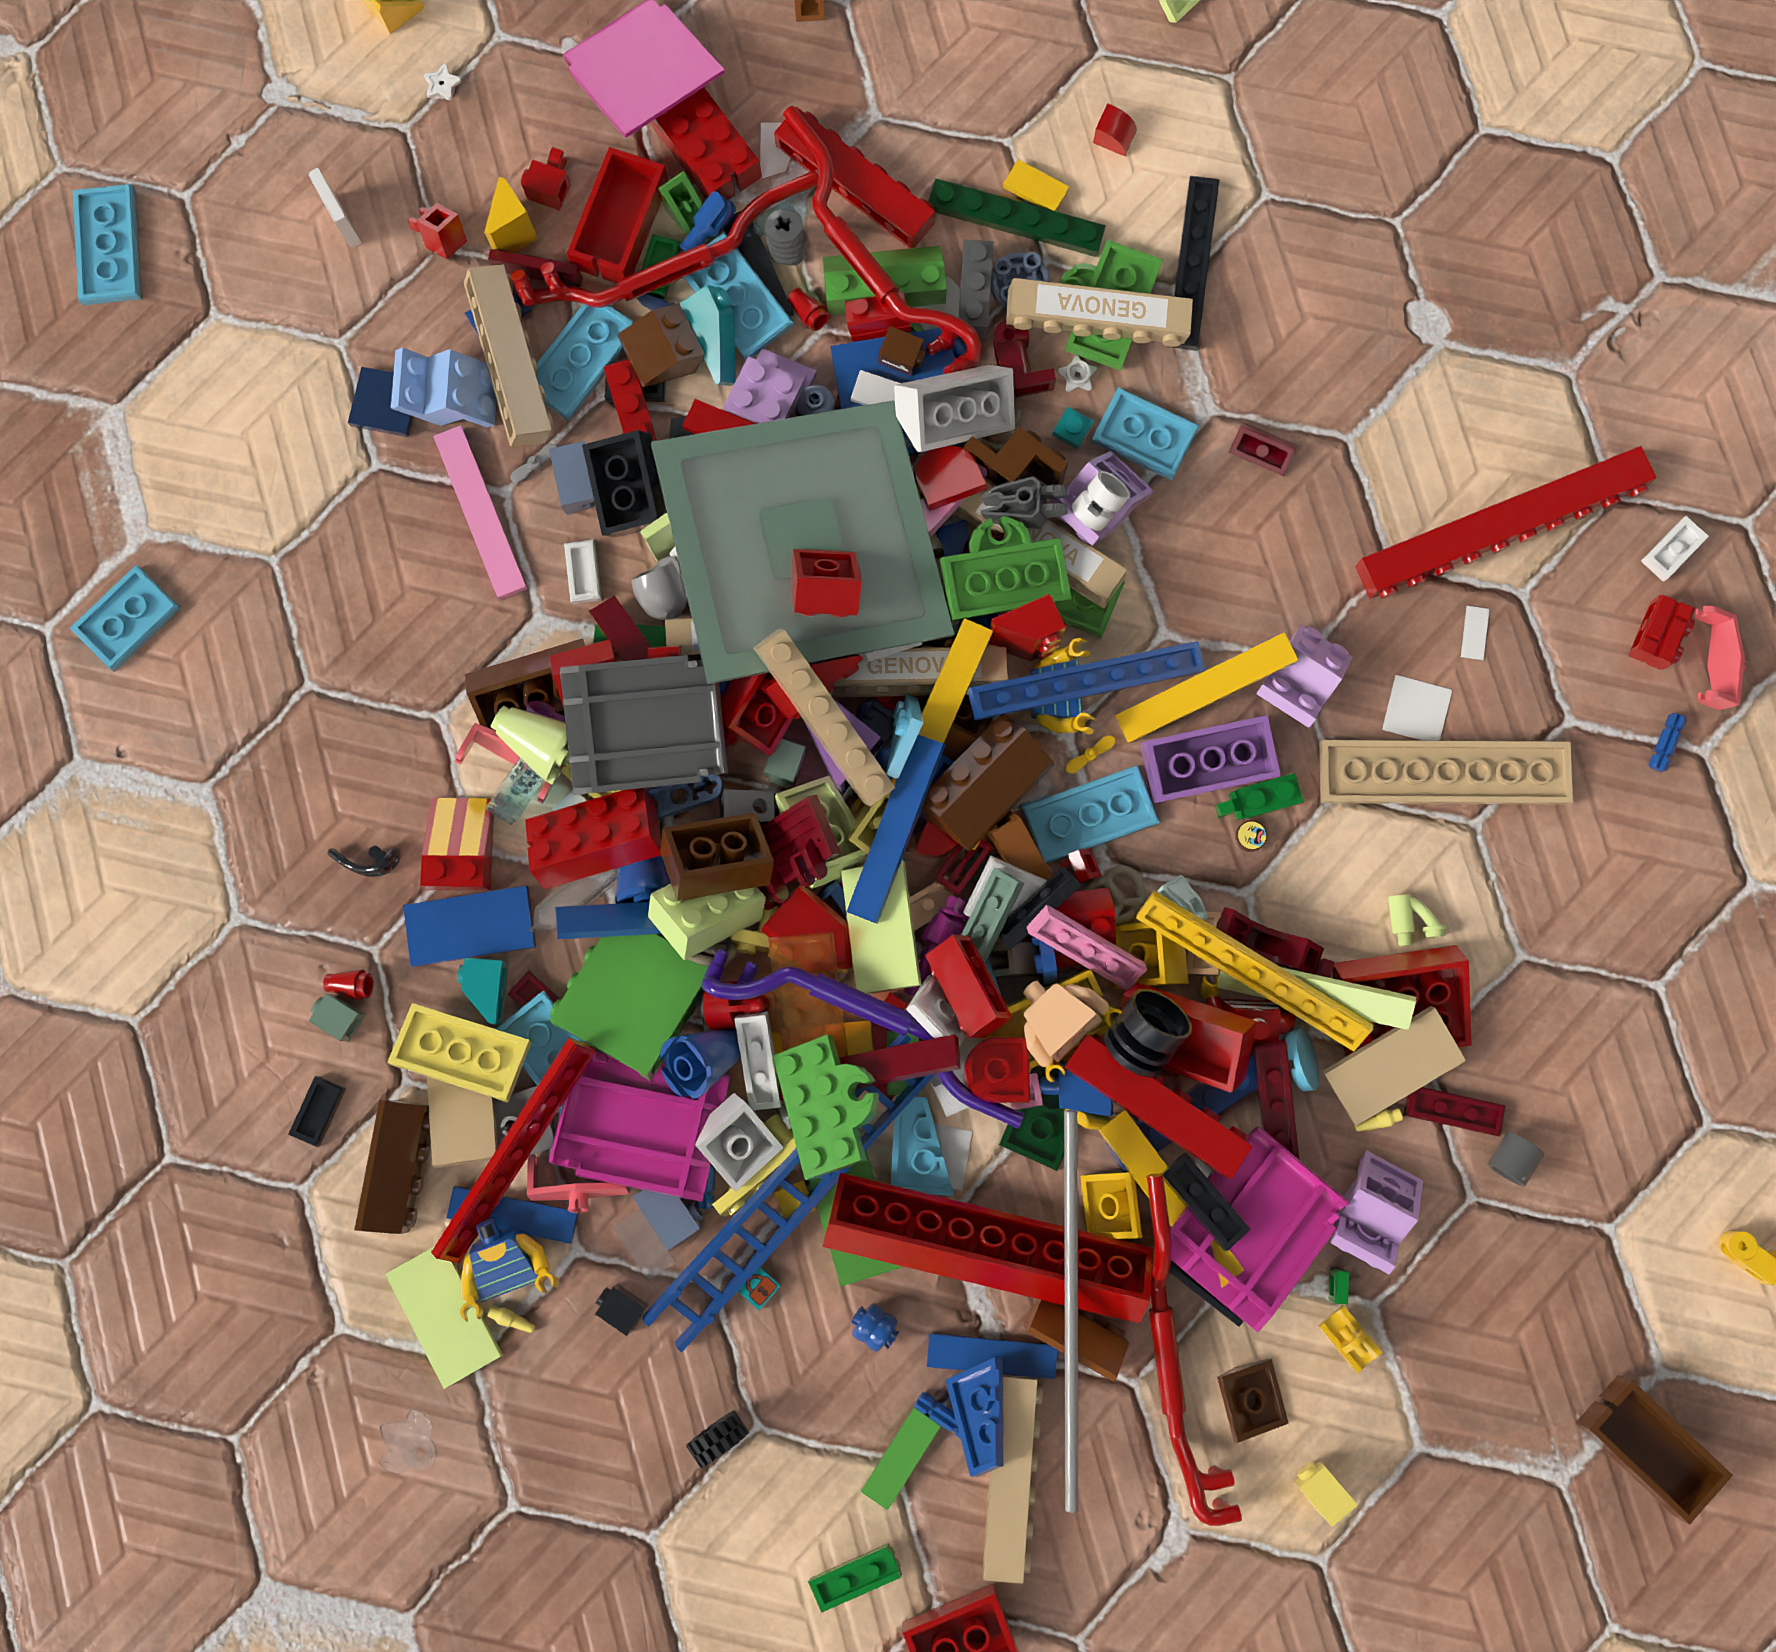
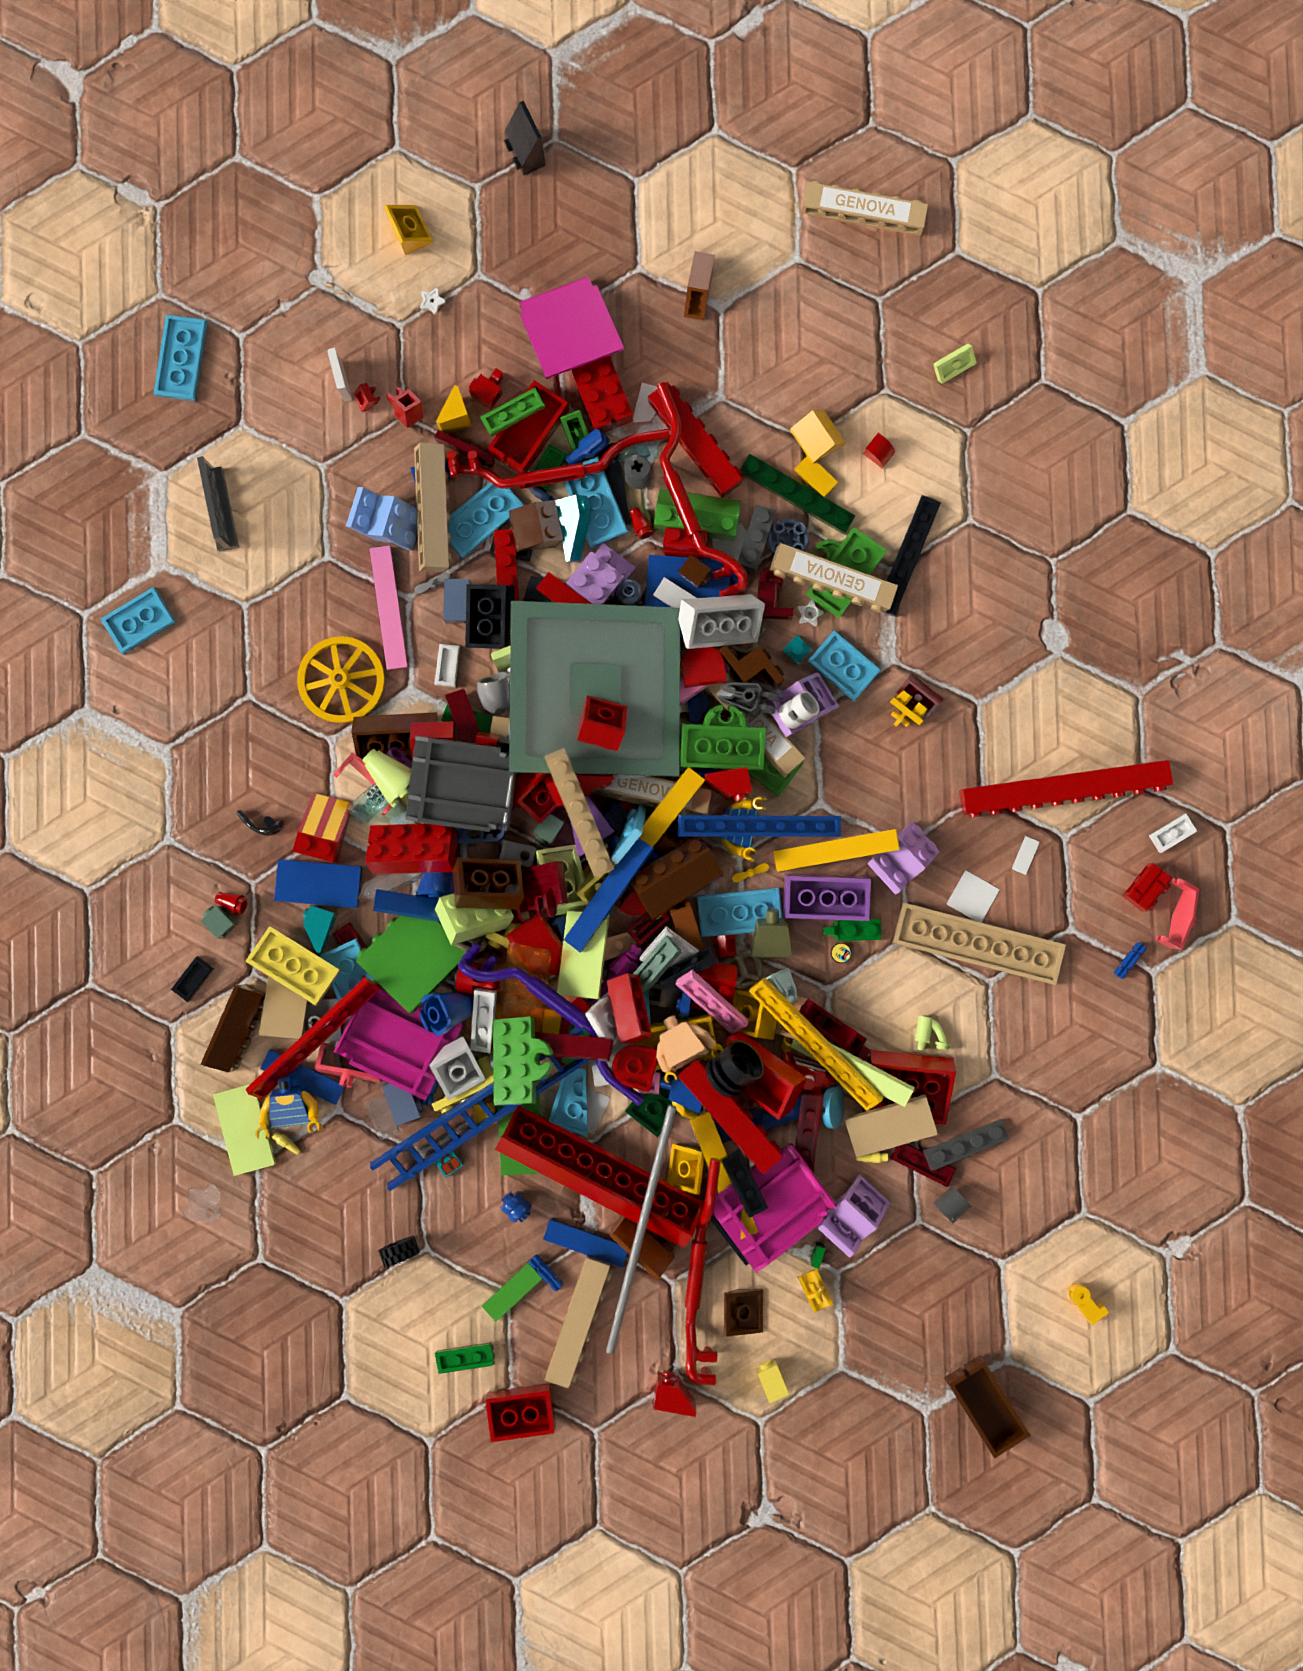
camera: 10 degrees right, 5 degrees up
(203, 428) = (218, 505): none -> dark grey fence
(372, 405) = (336, 514): dark blue tile -> none
(378, 232) = (365, 398): none -> red tile
(439, 633) = (344, 683): none -> yellow wheel
(590, 196) = (512, 412): none -> bright green tile
(620, 1308) = (357, 1154): black brick -> none
(737, 960) = (487, 950): none -> reddish brown piece
(979, 1414) = (567, 1278): blue wing -> none
(1022, 131) = (817, 435): none -> yellow slope
(1145, 835) = (771, 936): none -> olive torso
(1180, 1554) = (672, 1395): none -> red slope
(1264, 475) = (901, 702): none -> yellow hips
(1509, 1067) = (965, 1144): none -> dark grey plate

